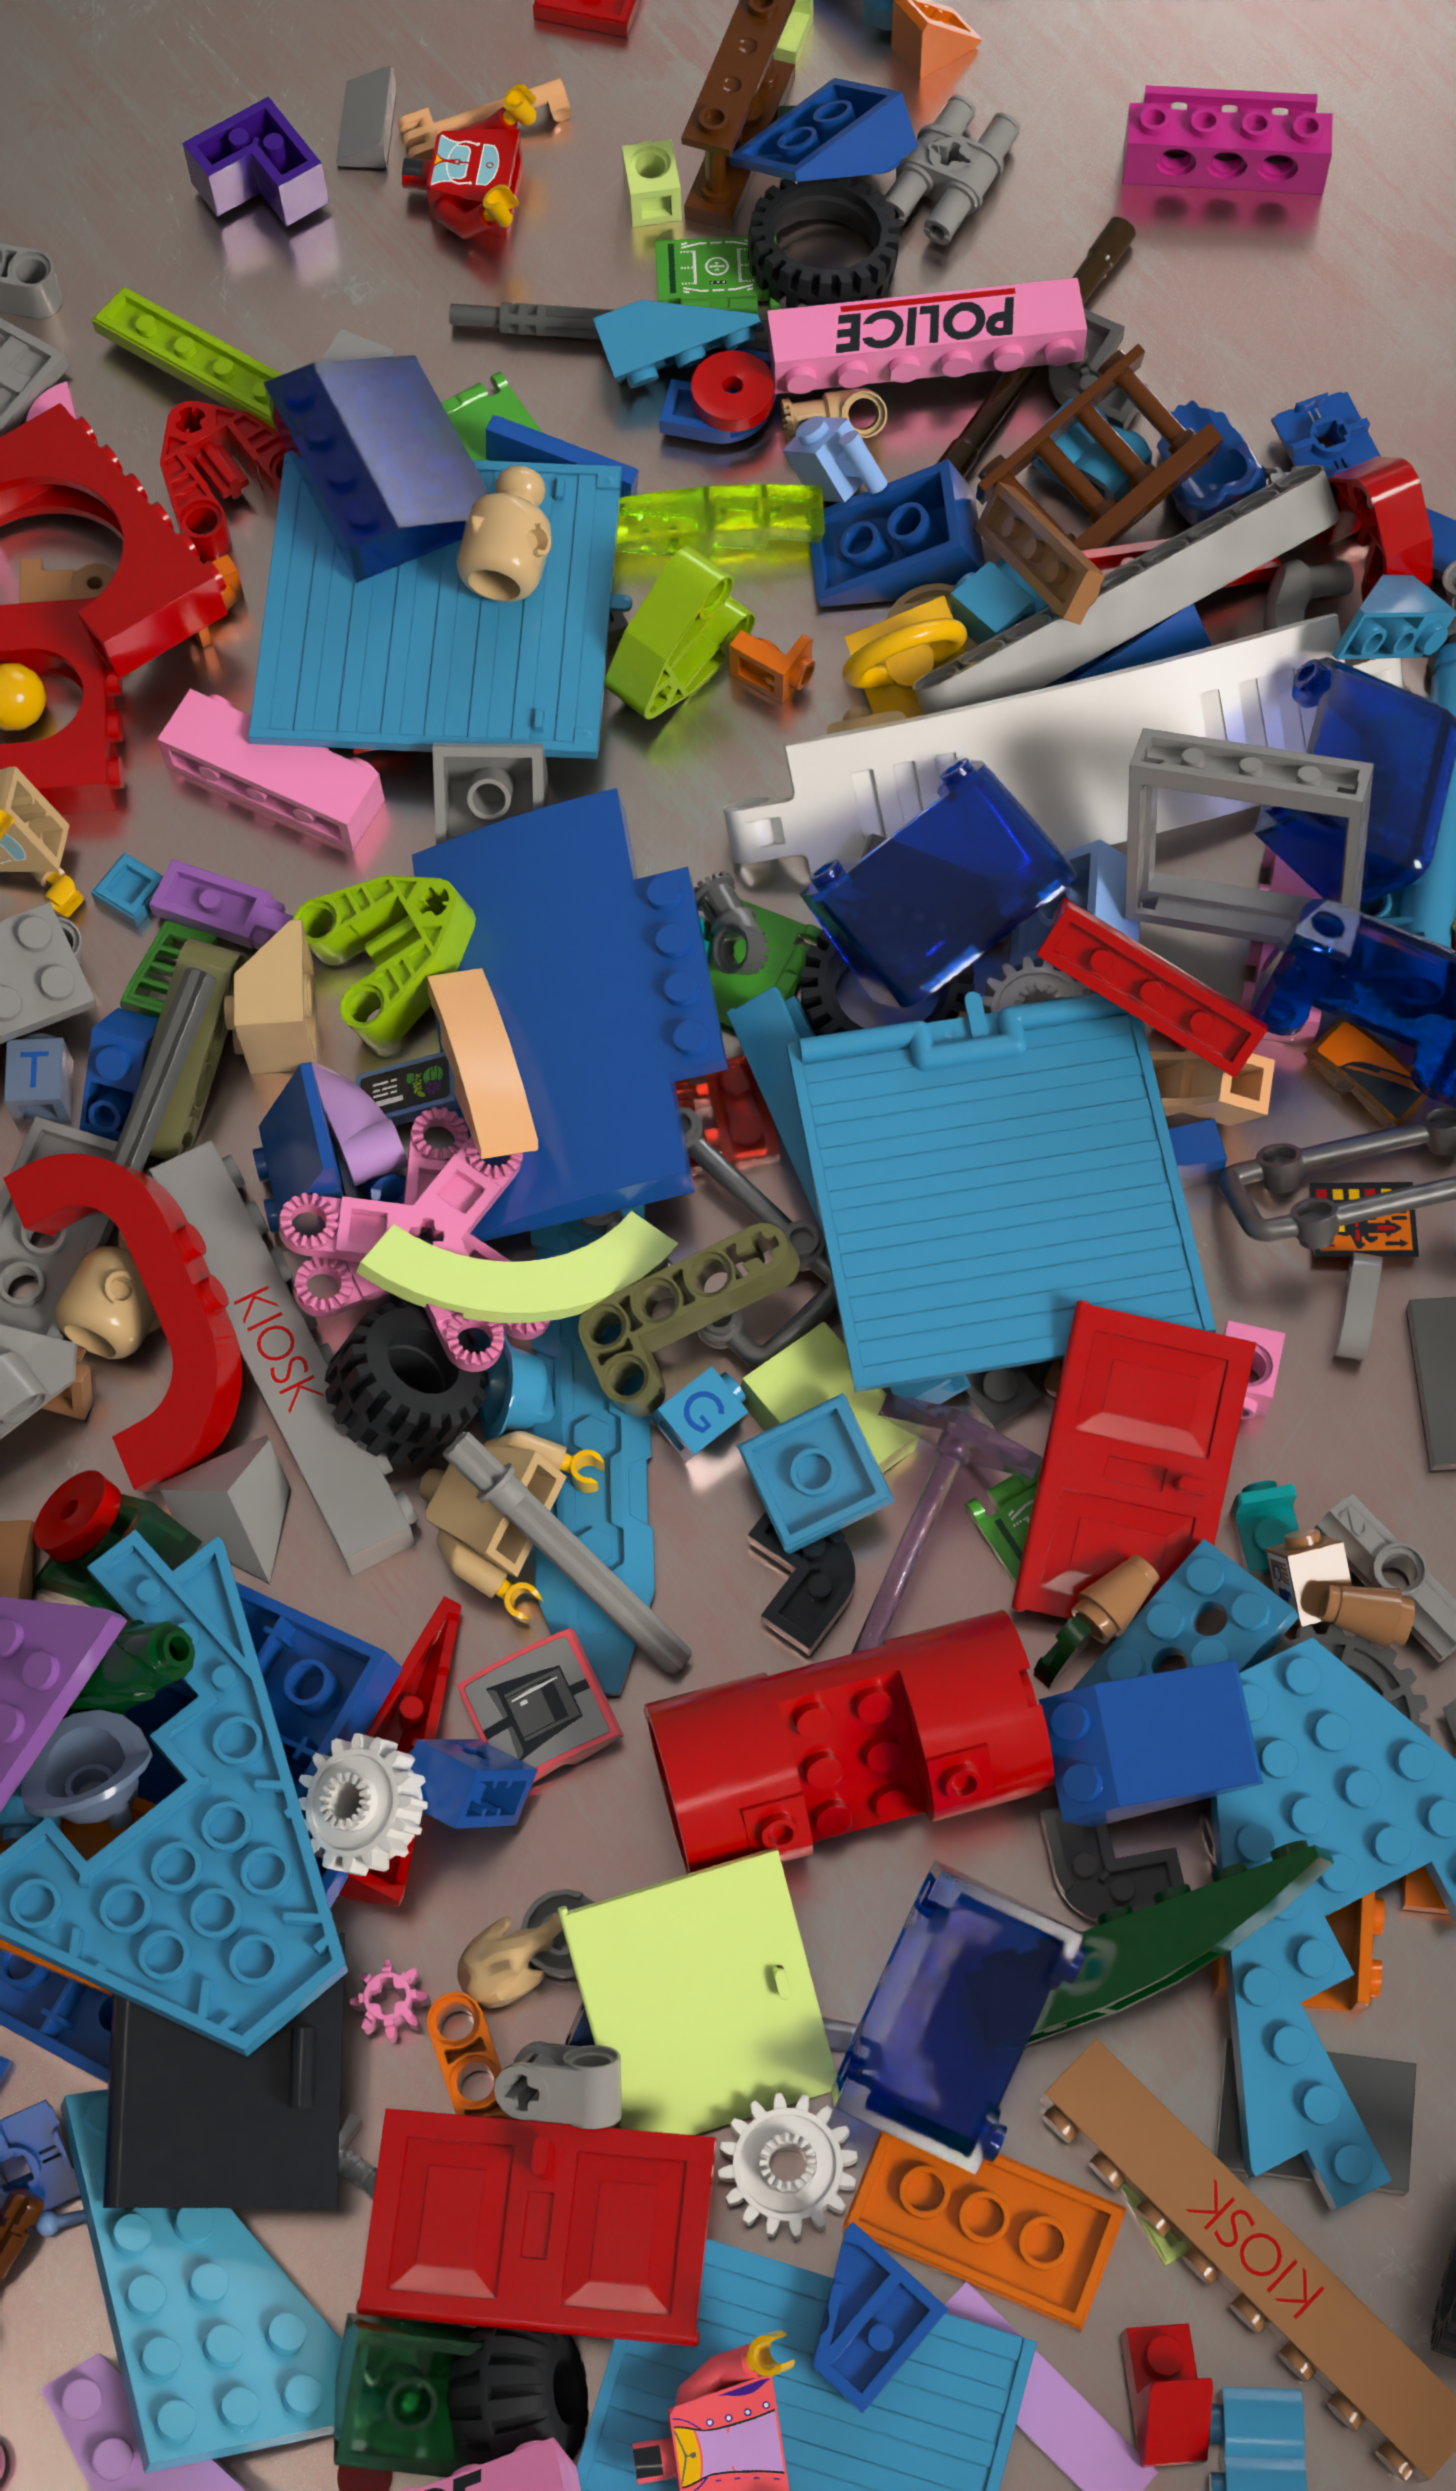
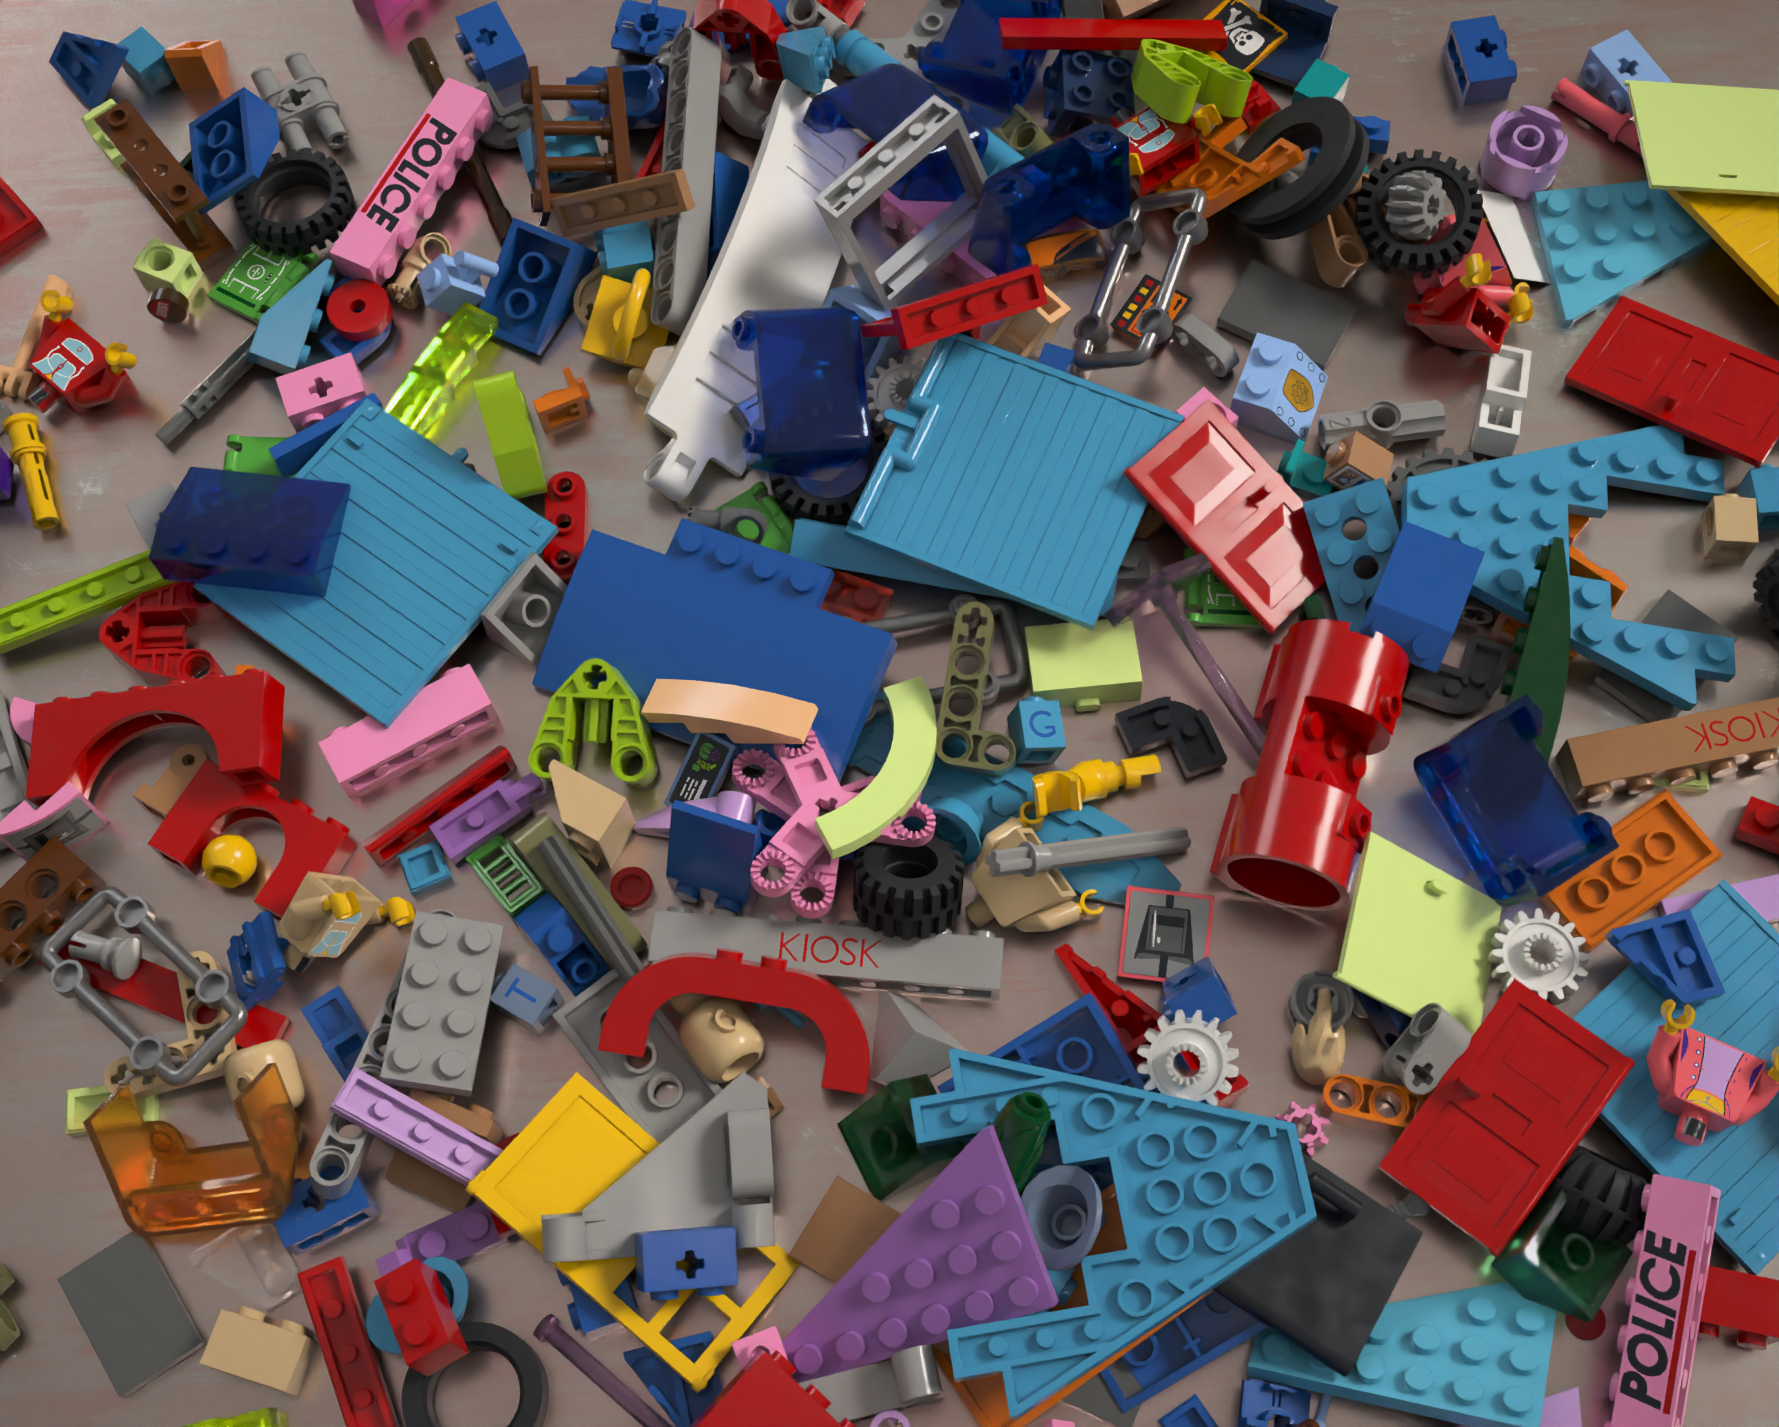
camera: 55 degrees left, 0 degrees up
(77, 1516) = (872, 1140): red piece -> none
(167, 842) = (415, 821): none -> red slope
(237, 1108) = (632, 889): none -> red tile
(344, 207) = (29, 456): none -> yellow pin
(506, 538) = (376, 484): tan piece -> none
(611, 211) = (168, 305): none -> dark brown tile
(612, 422) = (320, 390): none -> bright pink brick
(649, 758) = (569, 507): none -> red plate
(666, 1504) = (1088, 782): none -> yellow piece
(815, 1473) = (1125, 685): dark azure tile -> none
(1115, 1598) = (1307, 571): medium nougat cone -> none
(1174, 301) = (492, 46): none -> blue brick
(1356, 1427) = (1278, 389): none -> light blue slope
(1369, 1612) = (1405, 443): medium nougat cone -> none

